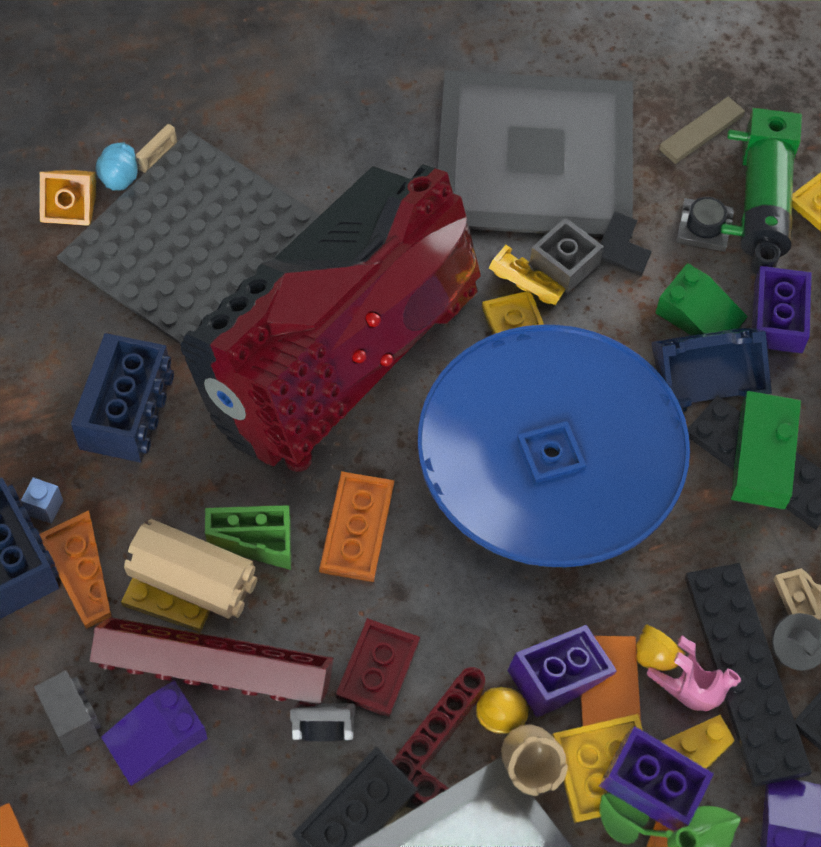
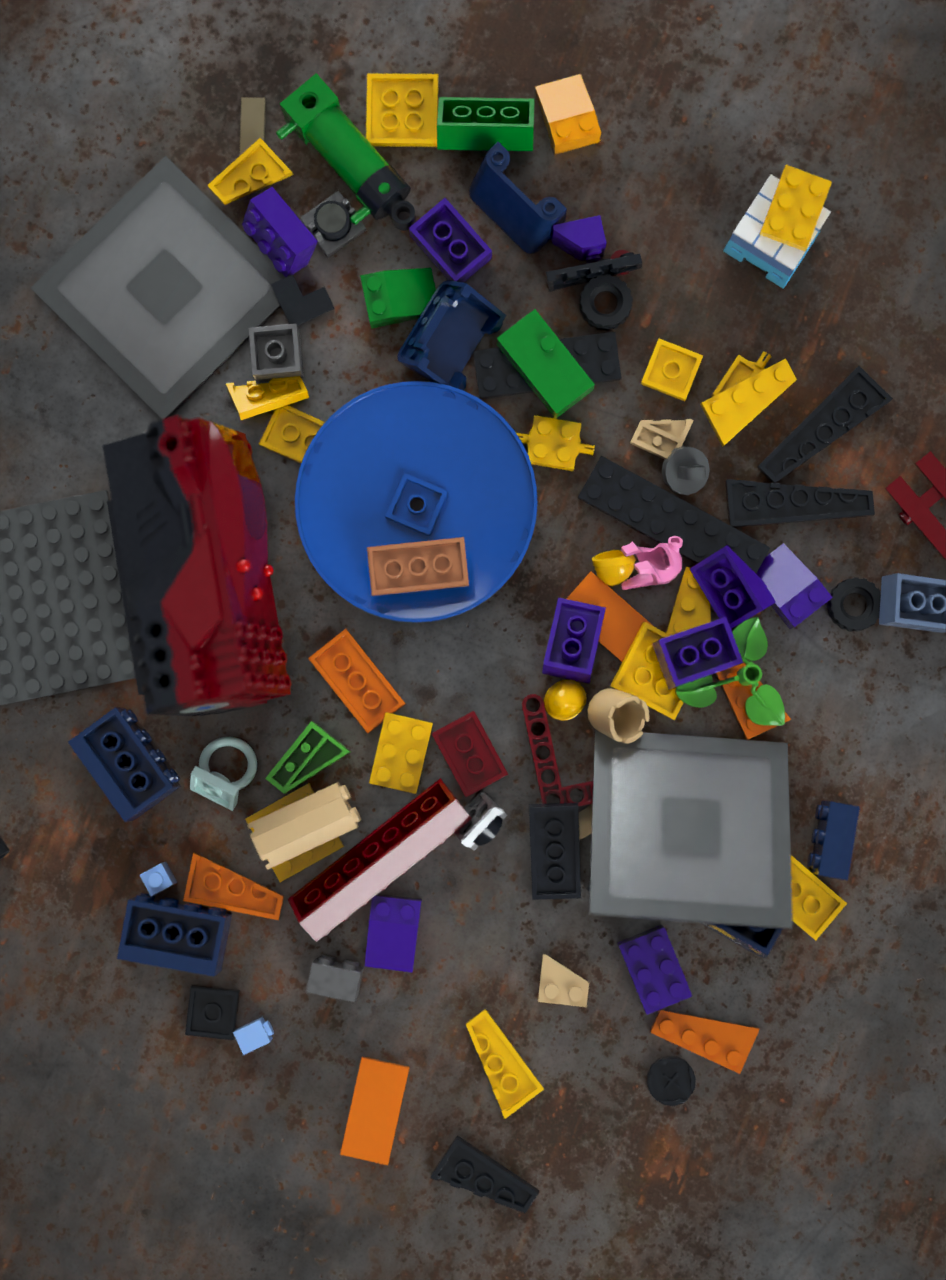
camera: 40 degrees left, 25 degrees up
(164, 479) = (215, 785): none -> light aqua tile
(326, 608) = (400, 753): none -> yellow plate
(501, 483) = (417, 566): none -> nougat tile
(658, 185) = (279, 232): none -> dark purple brick
(679, 137) = (249, 173): none -> yellow wing
(710, 518) = (554, 443): none -> yellow plate
(744, 764) = (732, 586): none -> dark purple slope

